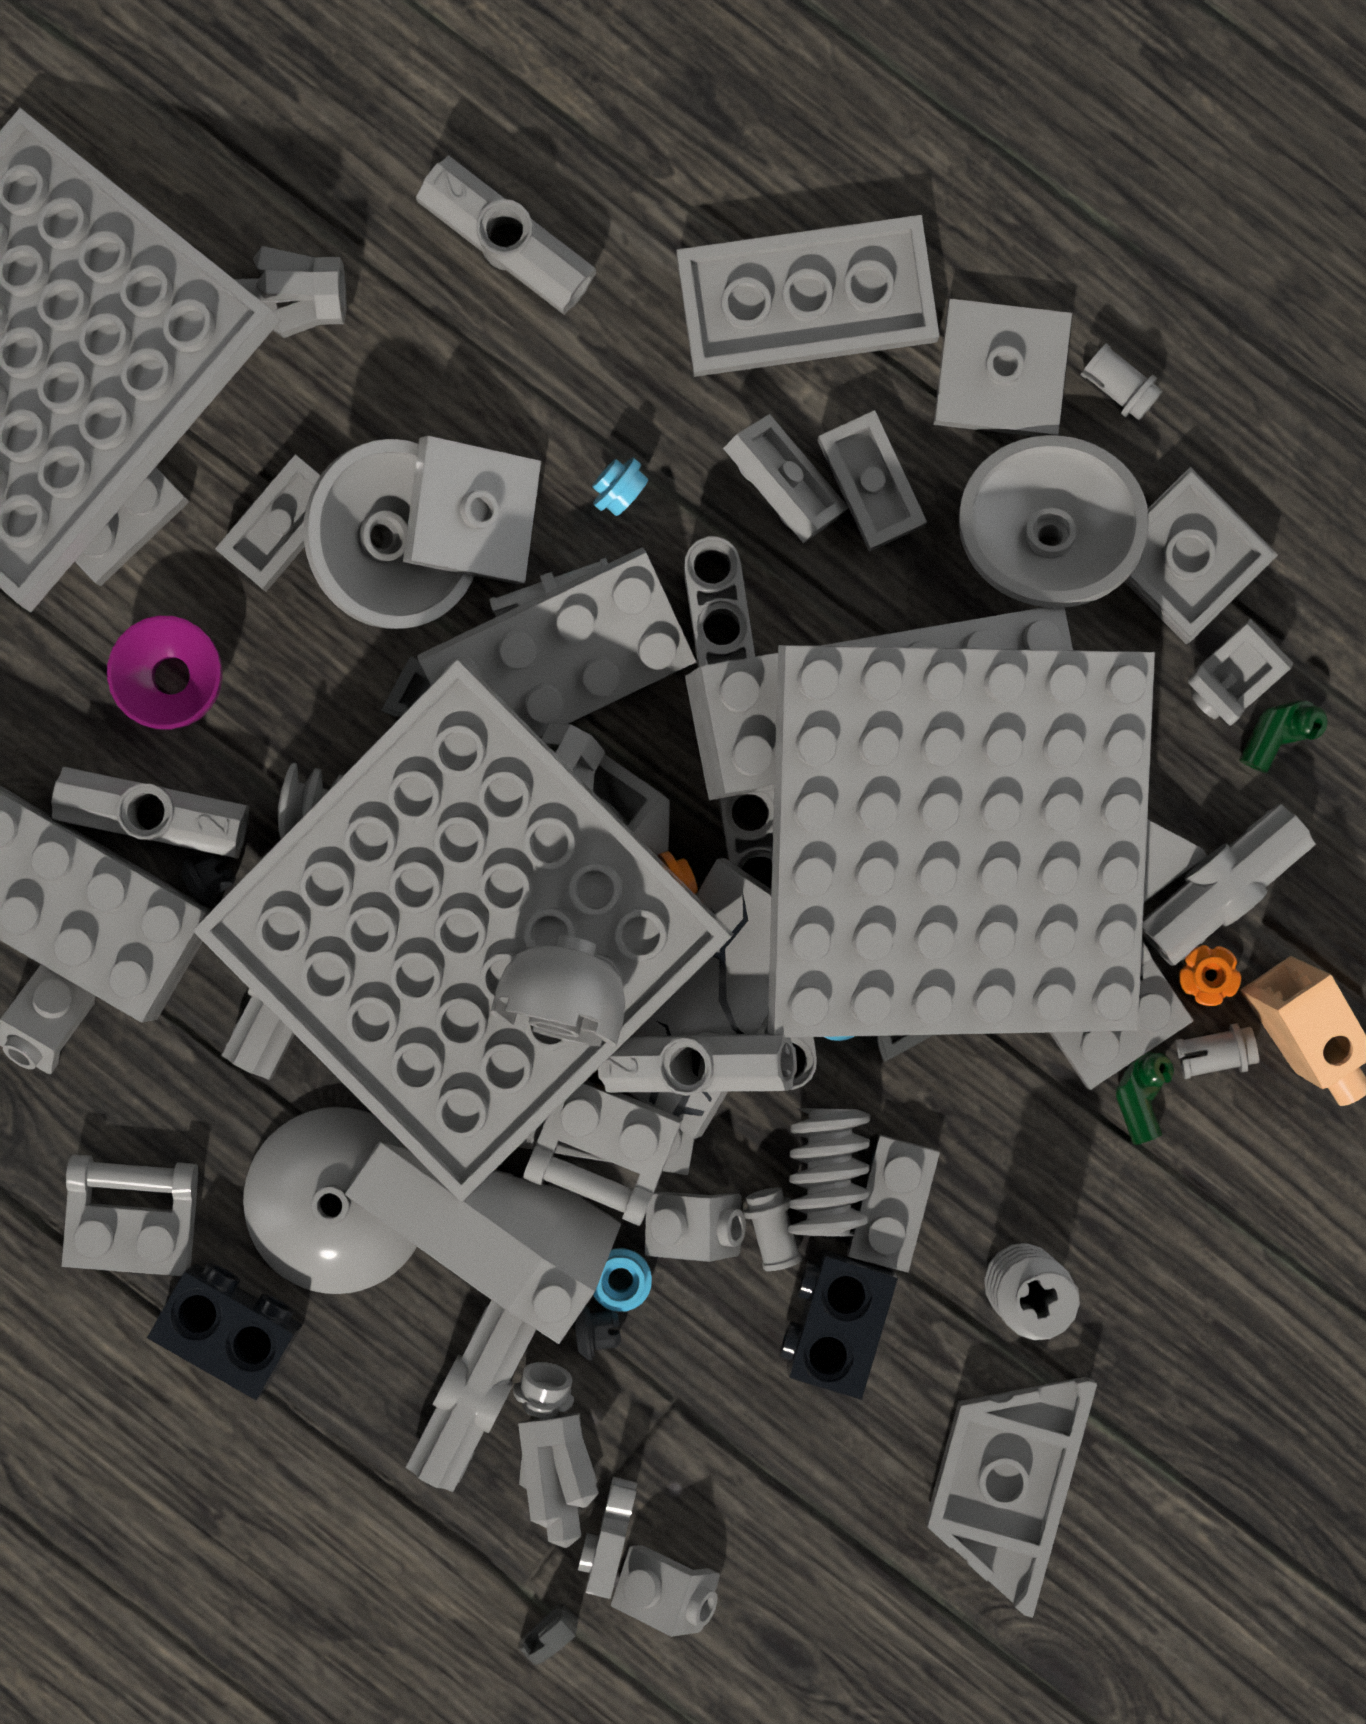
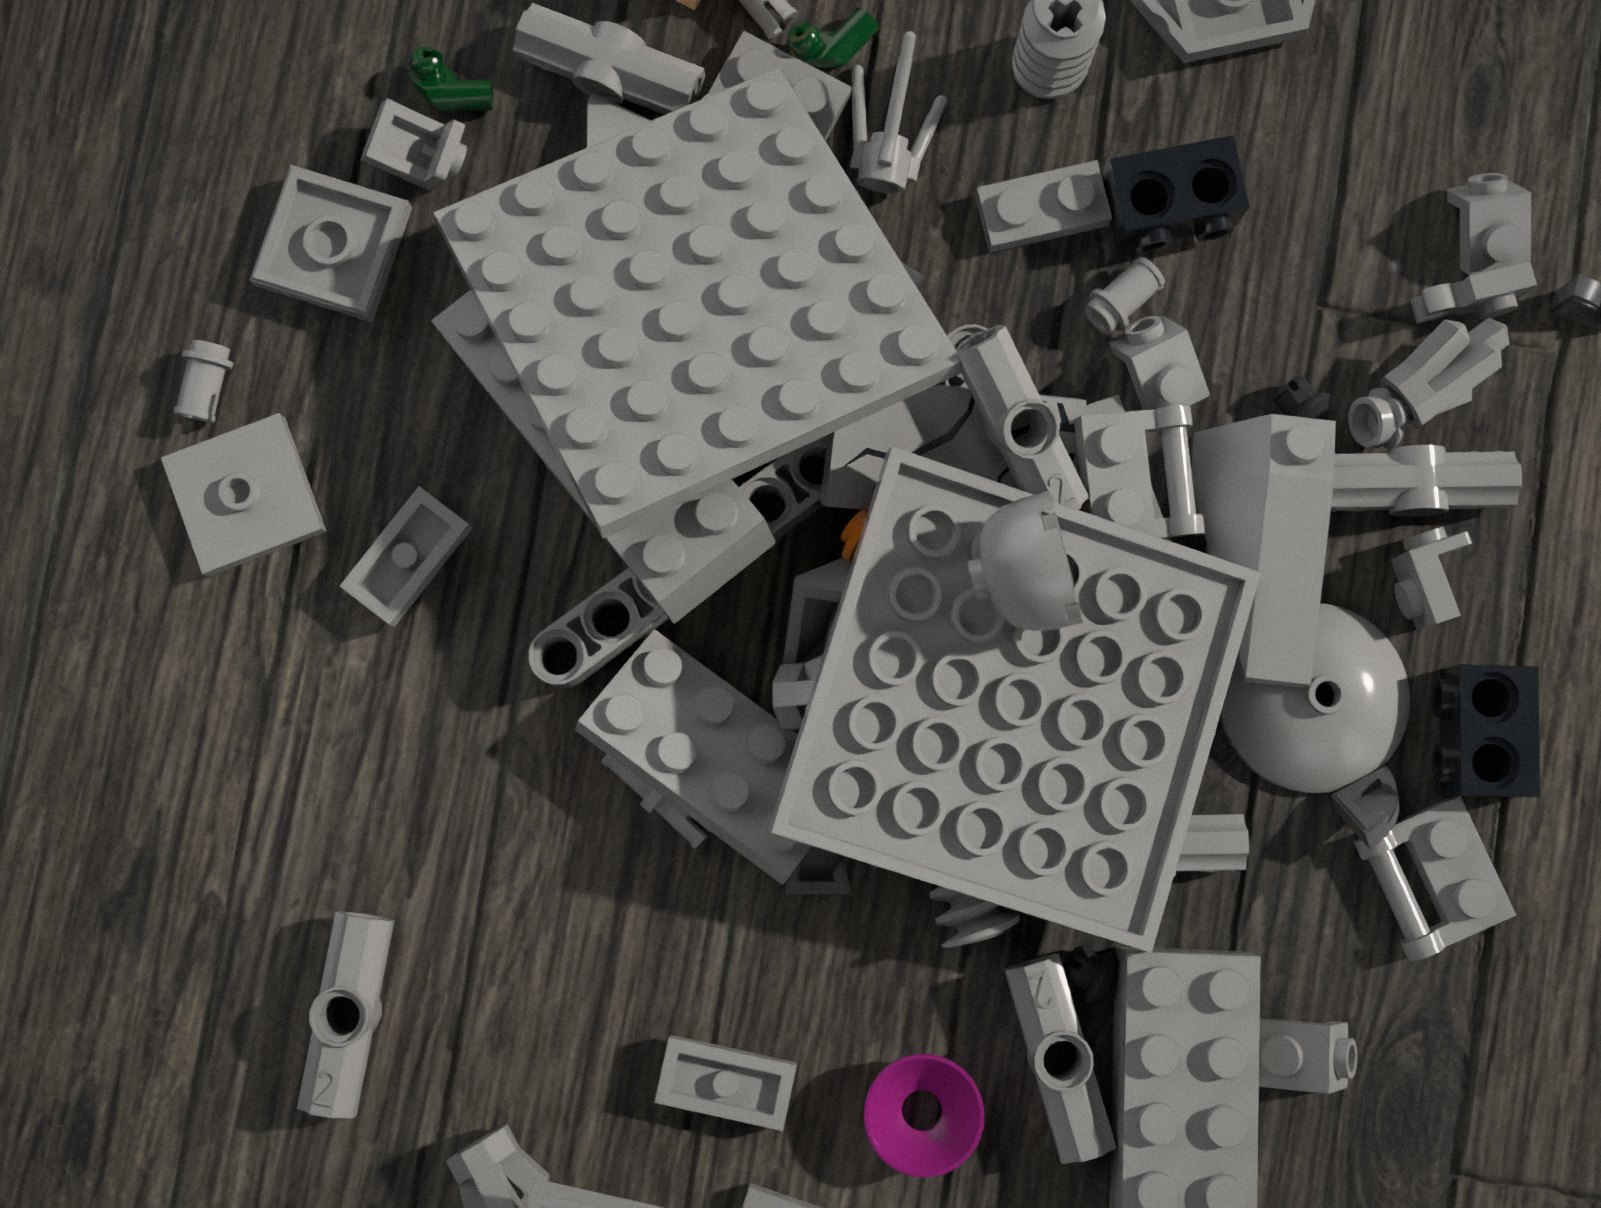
camera: 115 degrees left, 5 degrees down
(218, 1194) = (1369, 805): none -> dark grey tile
(373, 584) = (662, 940): light grey dish -> none
(377, 1344) = (1422, 585): none -> light grey bracket
(471, 510) = (621, 907): light grey plate -> none
(619, 485) = (528, 783): medium azure plate -> none
(634, 1295) = (1244, 387): medium azure plate -> none
(785, 478) = (443, 634): light grey plate -> none
(807, 295) = (264, 704): light grey plate -> none
(829, 1172) = (1047, 268): light grey piece -> none
(1007, 1084) = (885, 162): none -> light grey plant
(1061, 492) = (329, 364): light grey dish -> none
(1193, 975) = (707, 48): orange plate -> none

